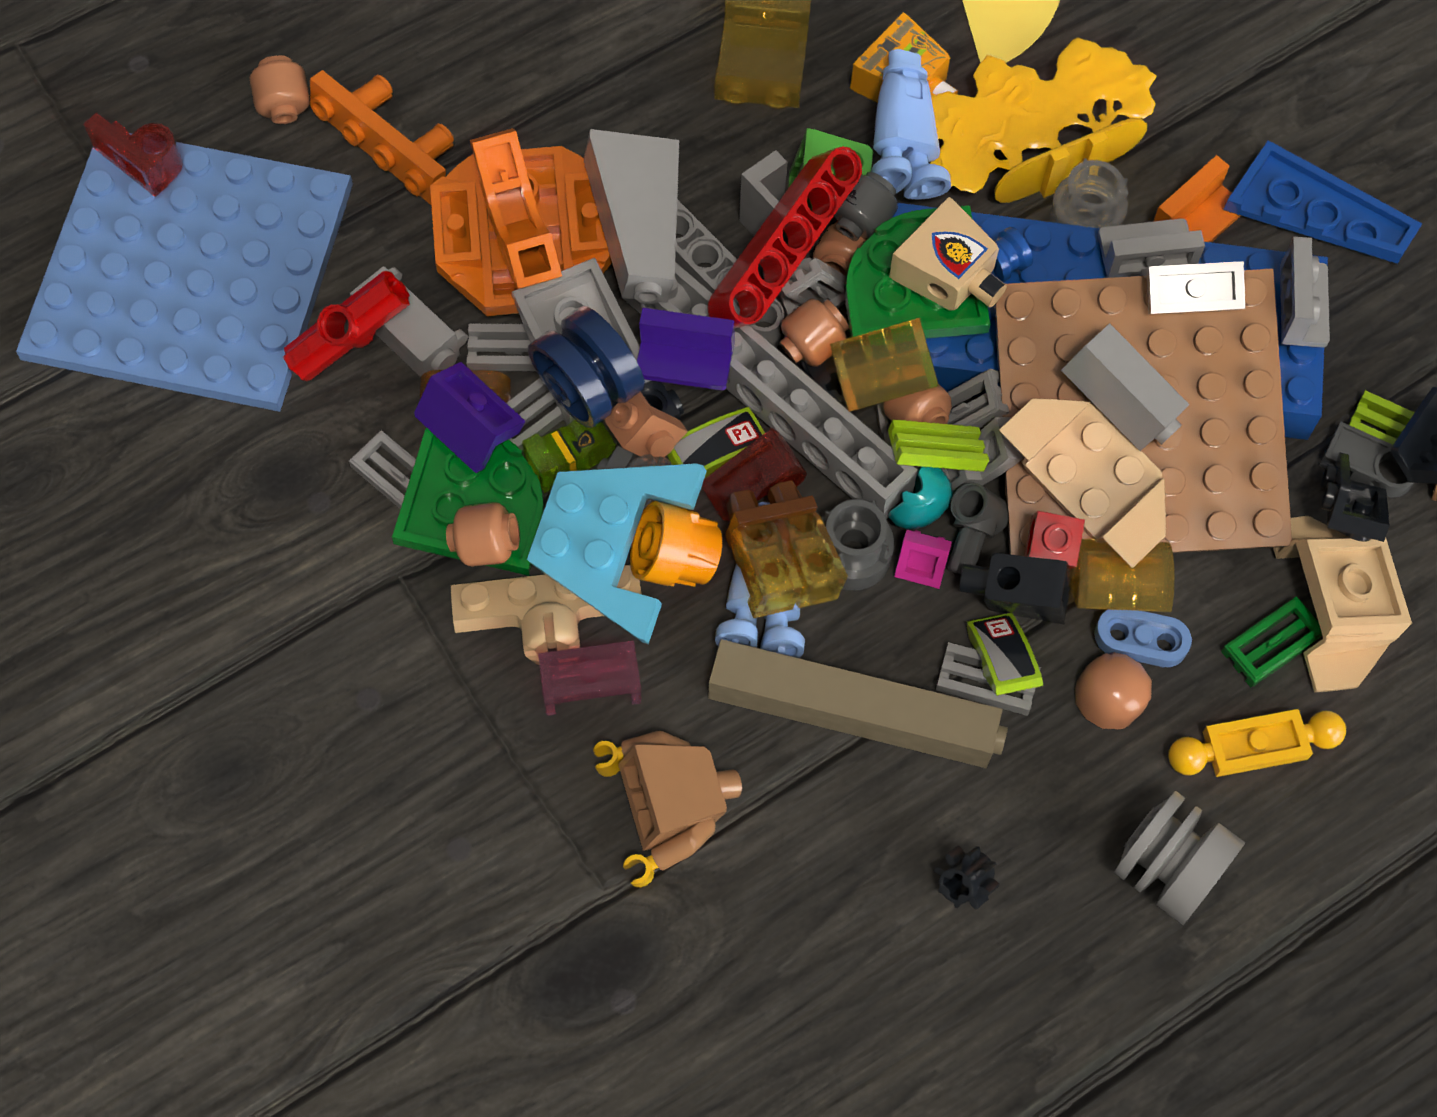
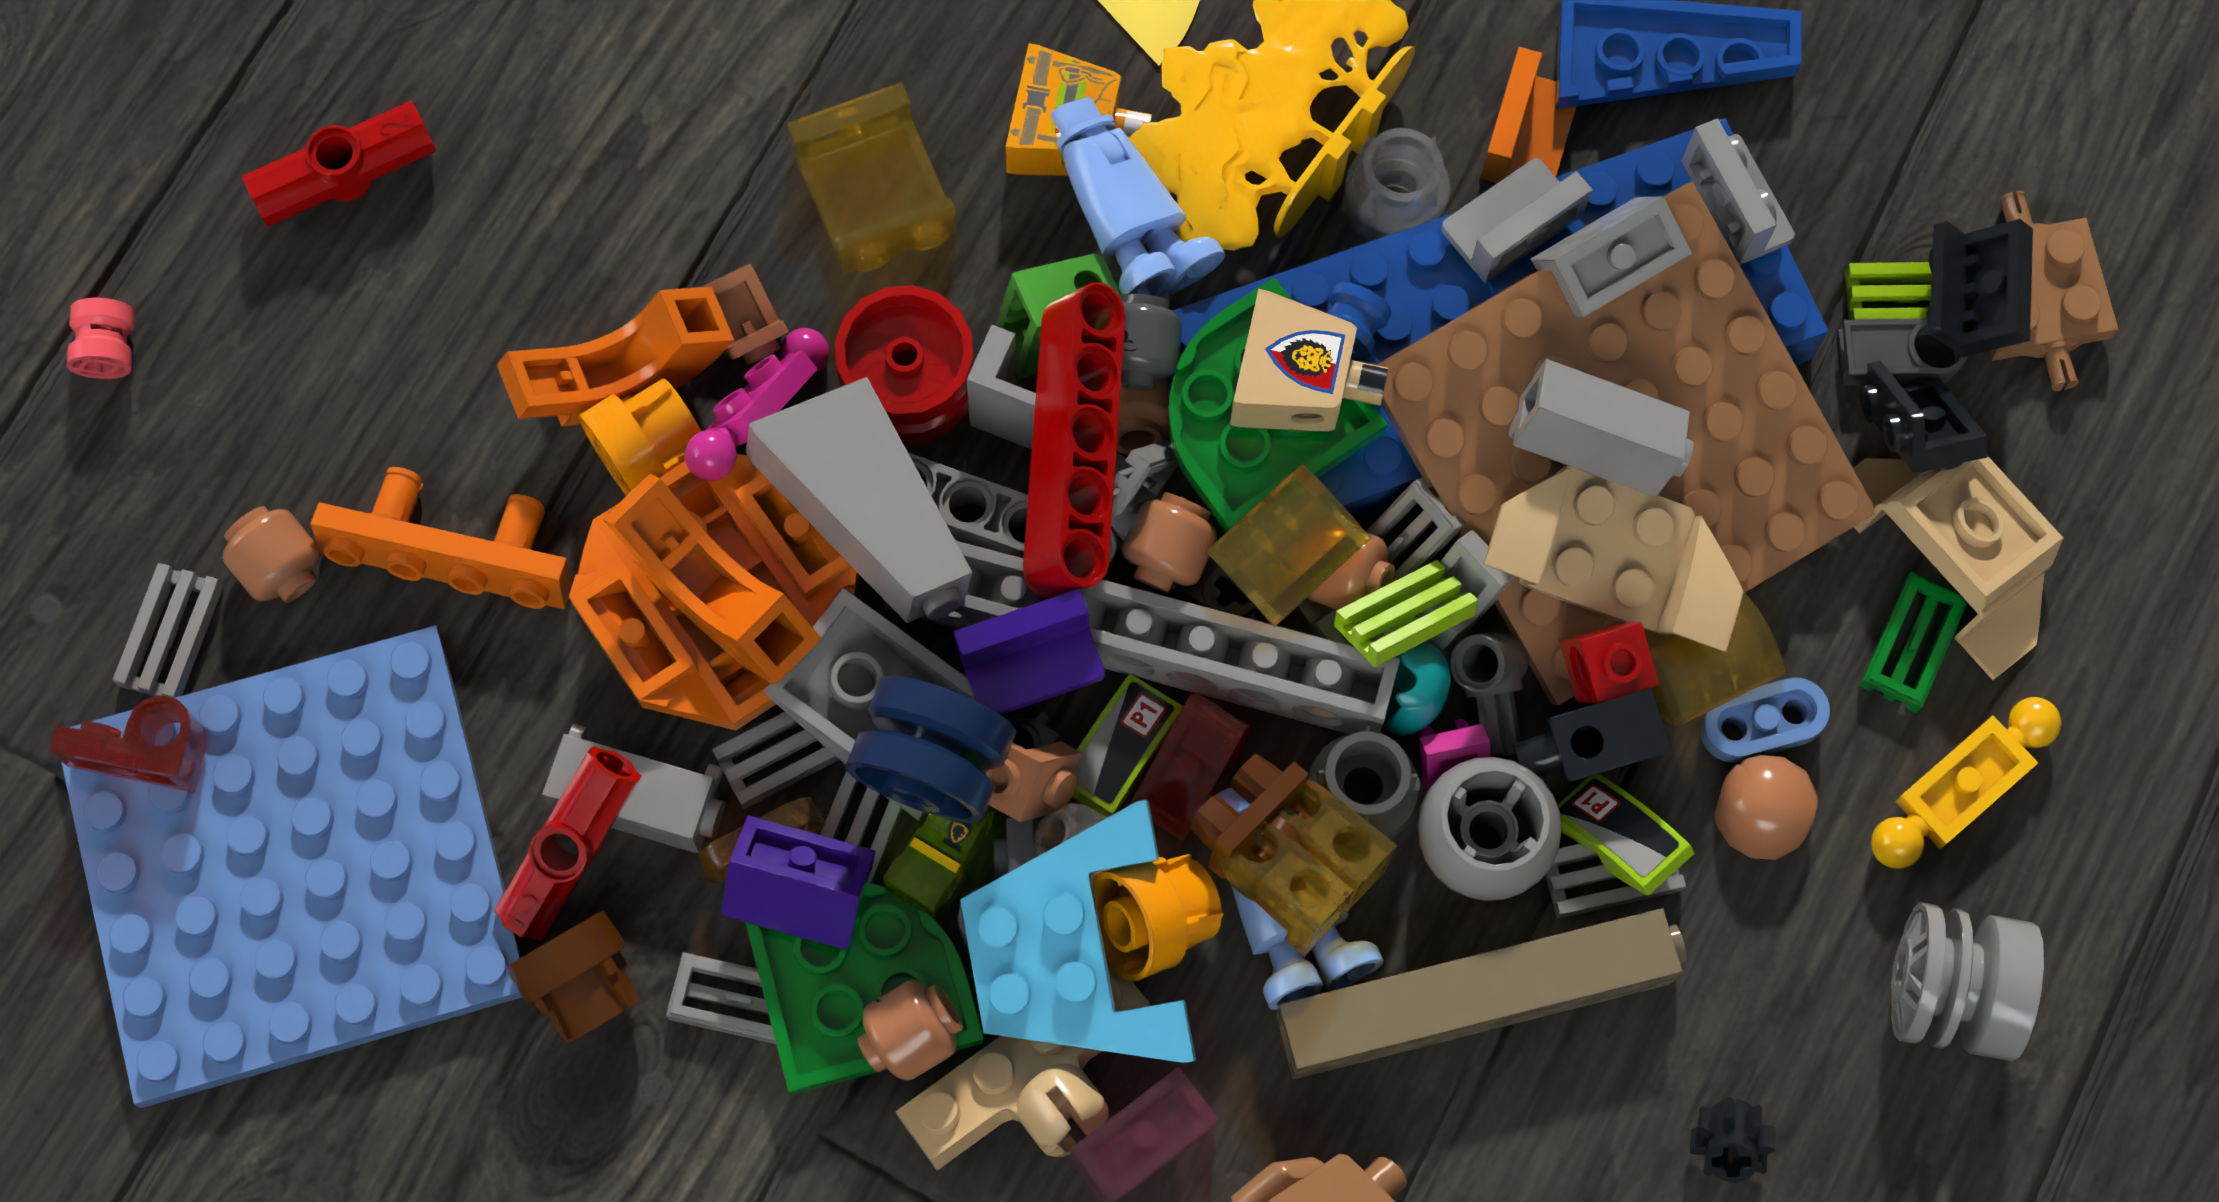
camera: 30 degrees left, 5 degrees up
(193, 101) = (145, 625): none -> light grey tile
(308, 406) = (577, 977): none -> reddish brown piece
(536, 119) = (640, 433): none -> light orange piece
(545, 86) = (668, 339): none -> orange arch
(564, 145) = (771, 385): none -> dark pink plate
(636, 88) = (748, 315): none -> nougat bracket
(714, 151) = (914, 356): none -> red wheel
(921, 583) = (1480, 871): none -> light grey wheel

